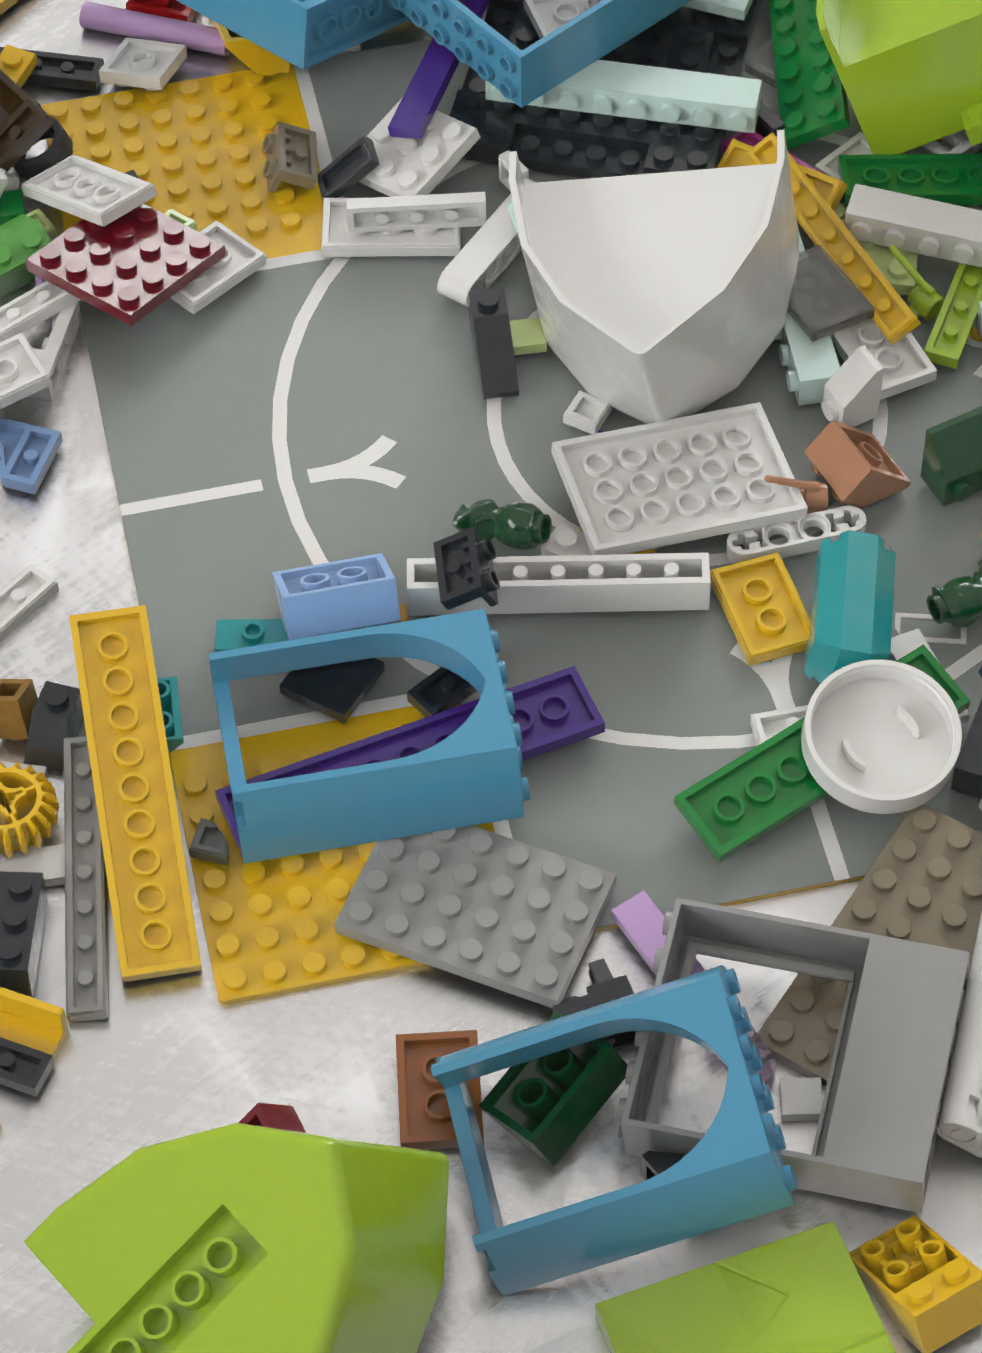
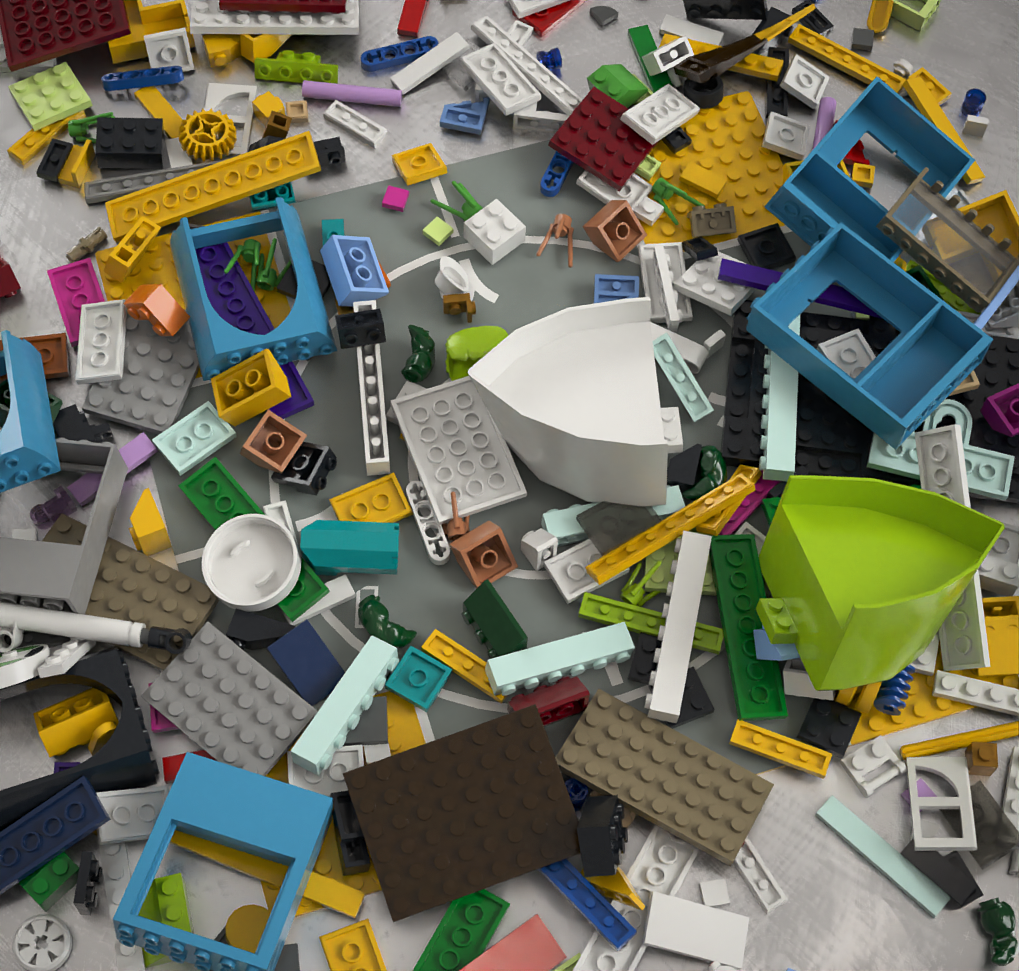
camera: 80 degrees right, 10 degrees up
(45, 31) = (804, 81): none -> white plate
(56, 655) = (330, 151): none -> black bracket
(114, 519) = (419, 164): none -> yellow tile
(149, 326) = (559, 178): none -> blue beam
(183, 550) = (395, 198): none -> dark pink tile
(205, 1012) = (86, 245): none -> dark tan pin
(209, 165) = (703, 179): none -> yellow tile
(222, 447) = (469, 208): none -> bright green plant
(226, 206) = (665, 190): none -> bright green plant
(247, 922) = (131, 249): none -> yellow slope
(257, 497) = (437, 231): none -> yellowish green tile
(259, 232) = (649, 211): none -> white plate
(272, 748) = (250, 253): none -> bright green plant
(276, 416) = (494, 231): none -> white brick
(277, 335) = (560, 227): none -> nougat plant
(289, 271) = (615, 229): none -> nougat slope
(322, 726) = (267, 277): none -> bright green plant
(328, 1016) = (73, 287): none -> dark pink plate
(344, 106) = (767, 247): none -> black tile
(367, 481) = (451, 277): none -> white piece
(384, 862) = (157, 305): none -> orange brick
(407, 284) = (615, 287): none -> medium blue wing
(412, 463) = (459, 303): none -> pearl gold bracket
(431, 965) = (101, 342): none -> white tile
(510, 442) = (469, 346): none -> lime animal
(559, 732) = (250, 388): none -> yellow slope
(629, 836) = (194, 438): none -> light aqua plate
(652, 720) = (272, 443): none -> nougat slope
(695, 681) = (308, 468): none -> black plate
(793, 888) = (148, 527): none -> yellow slope

